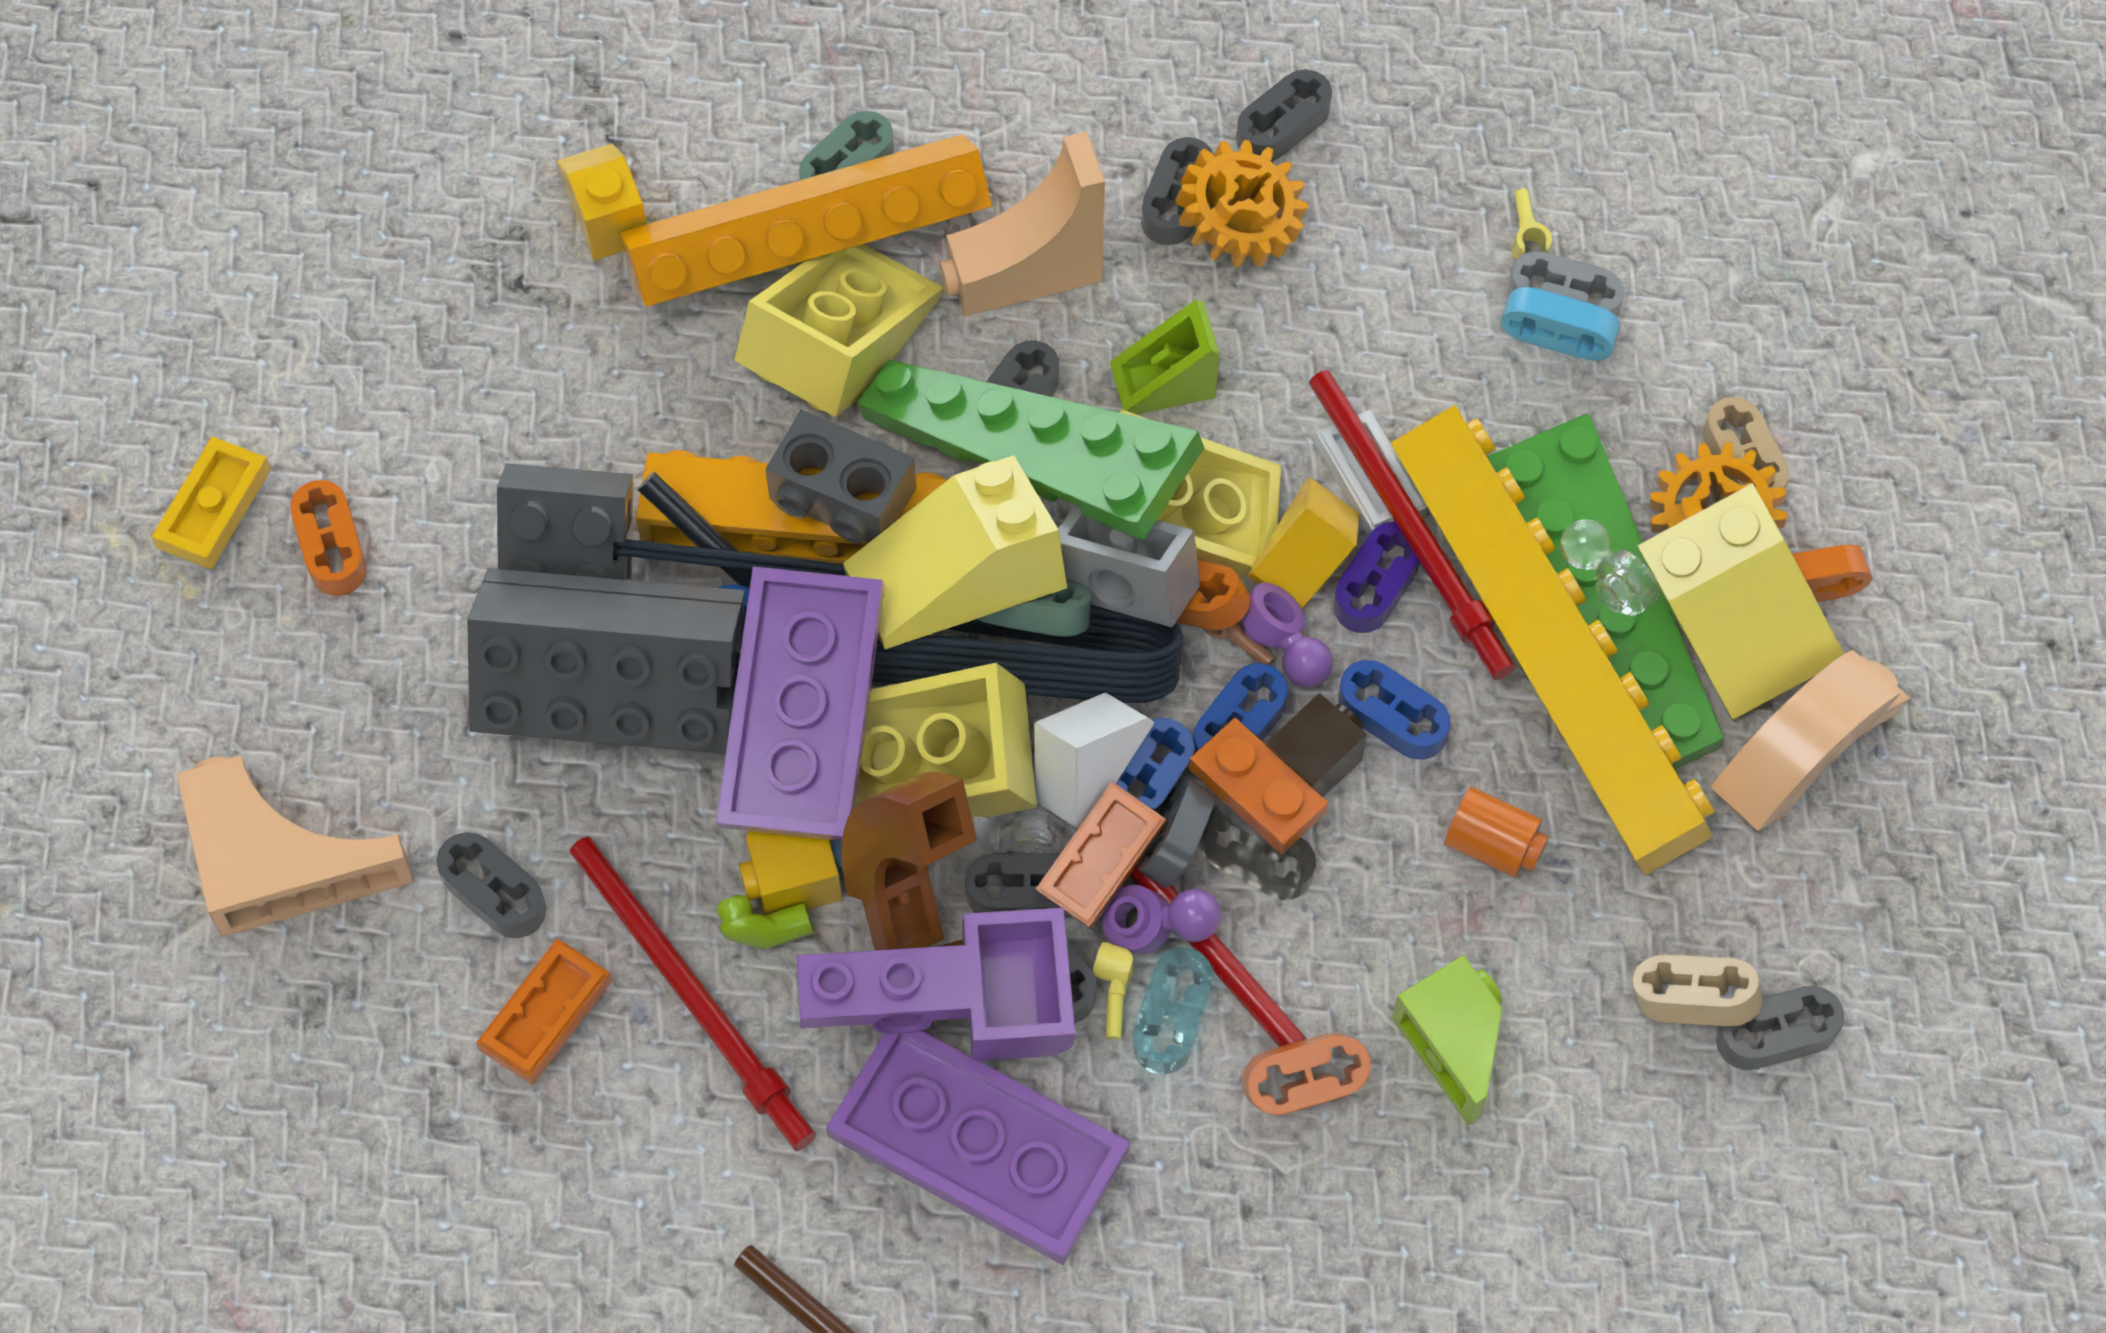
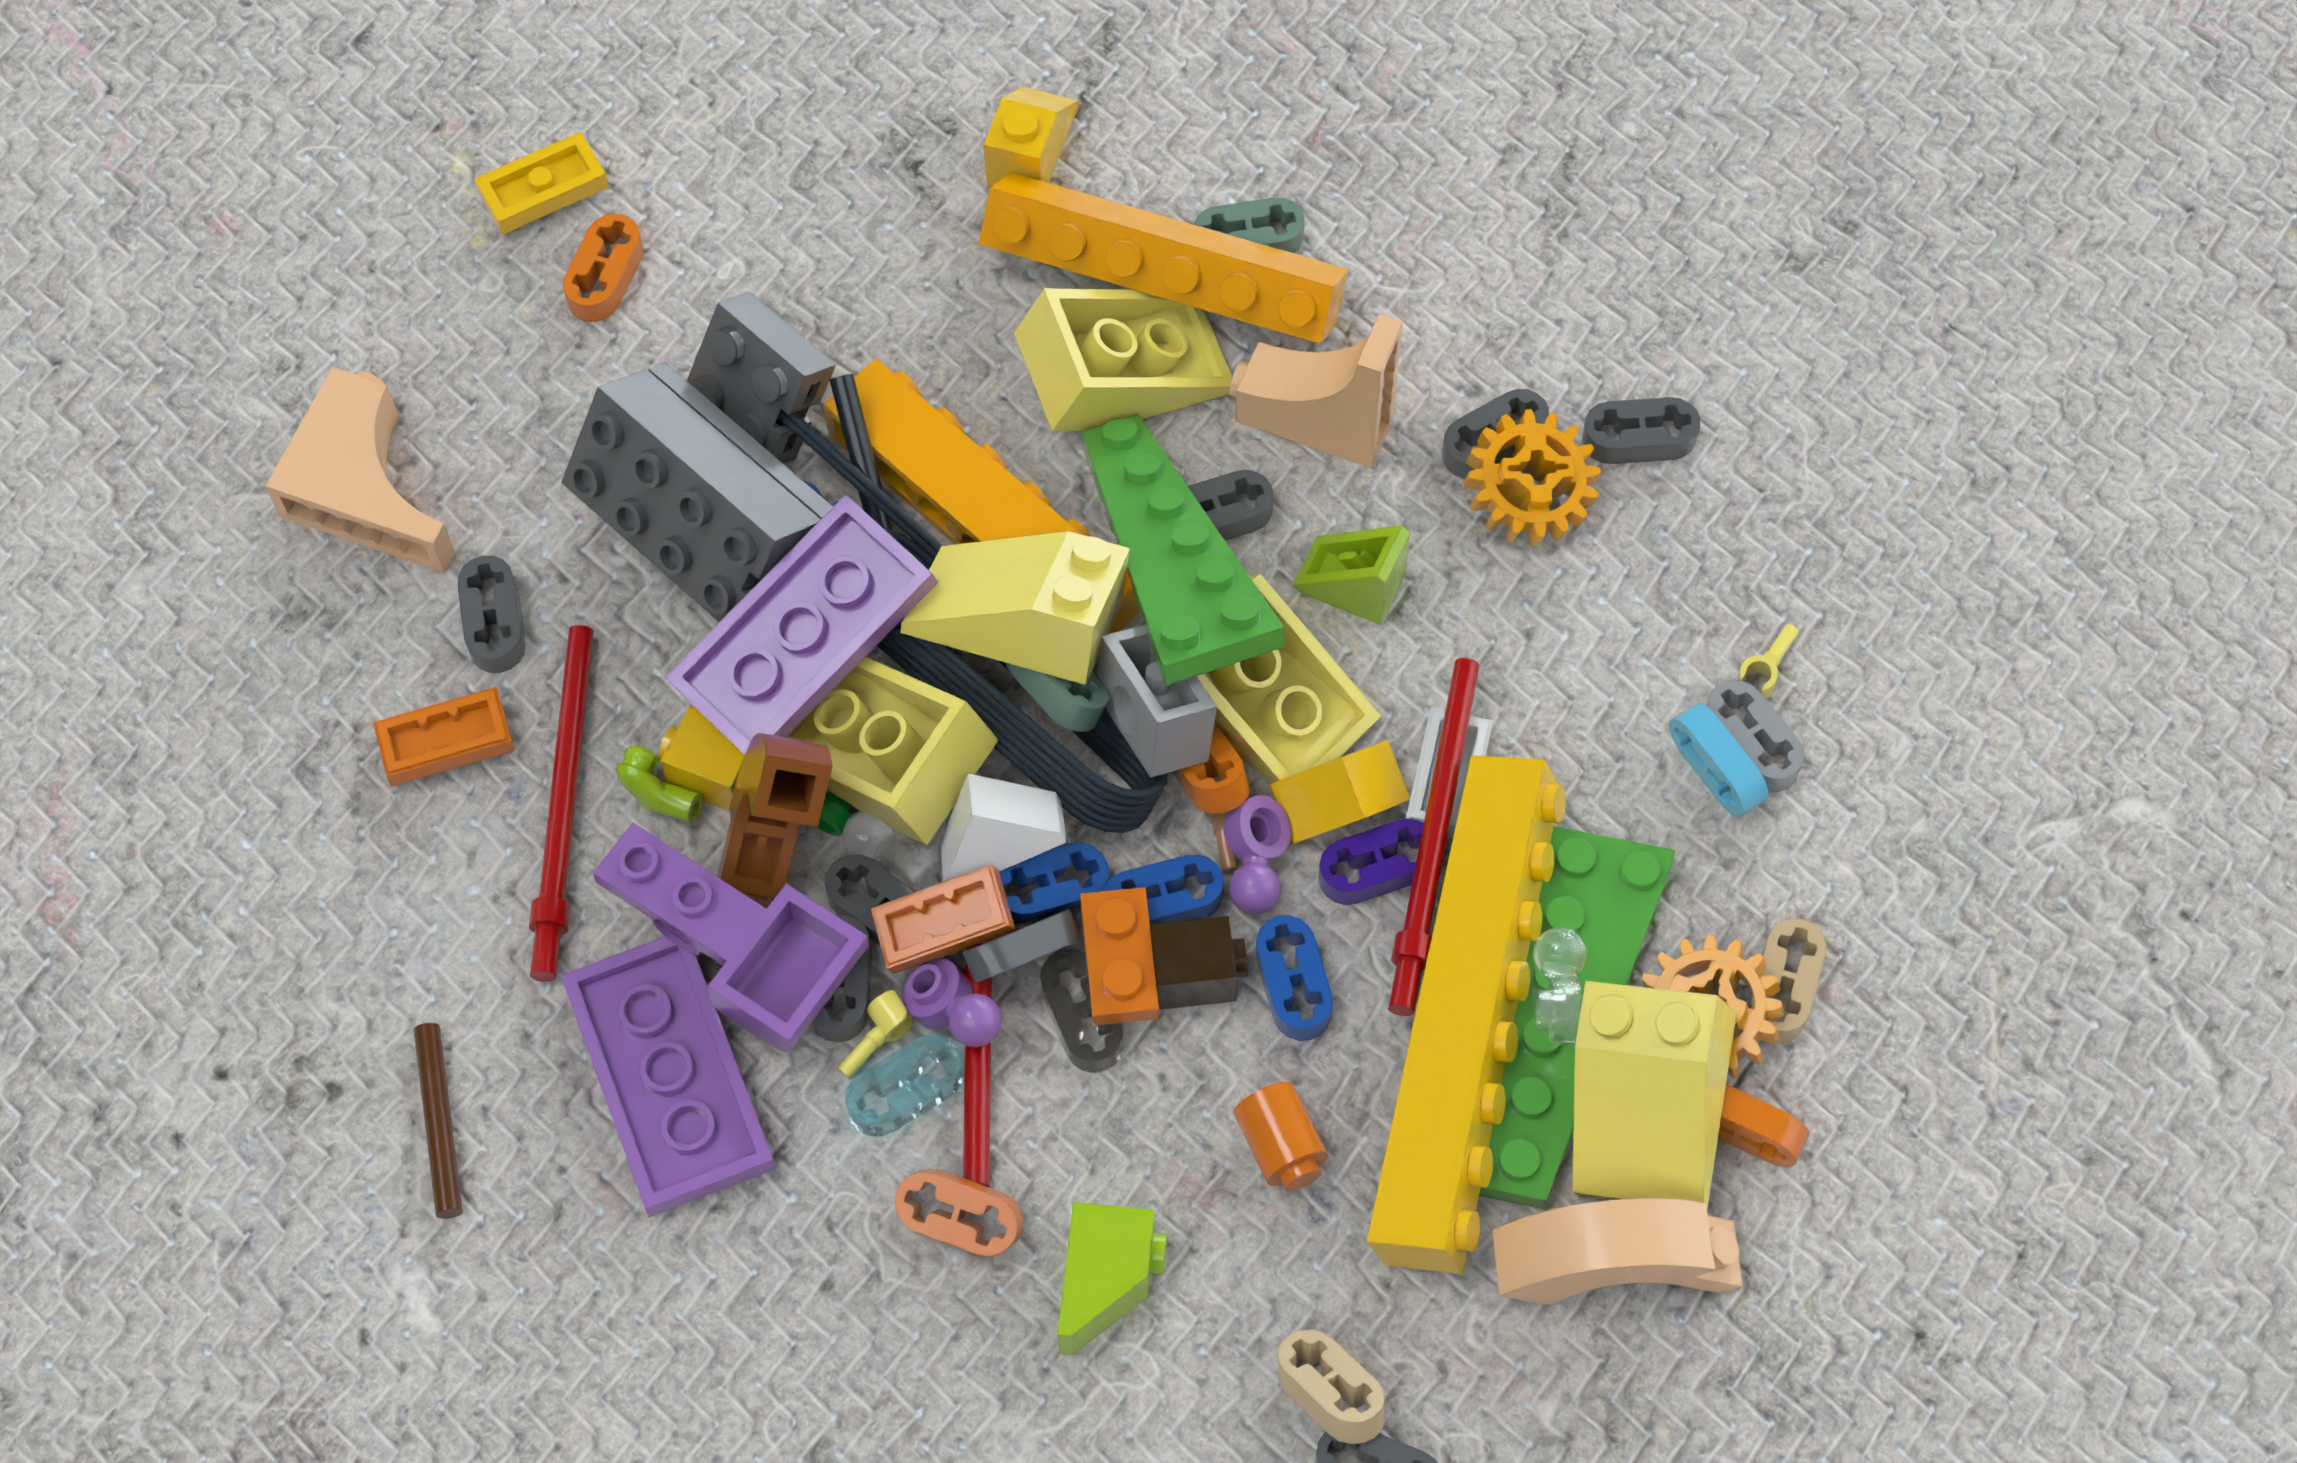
camera: 40 degrees right, 0 degrees up
(849, 467) = (1000, 475): dark grey brick -> none

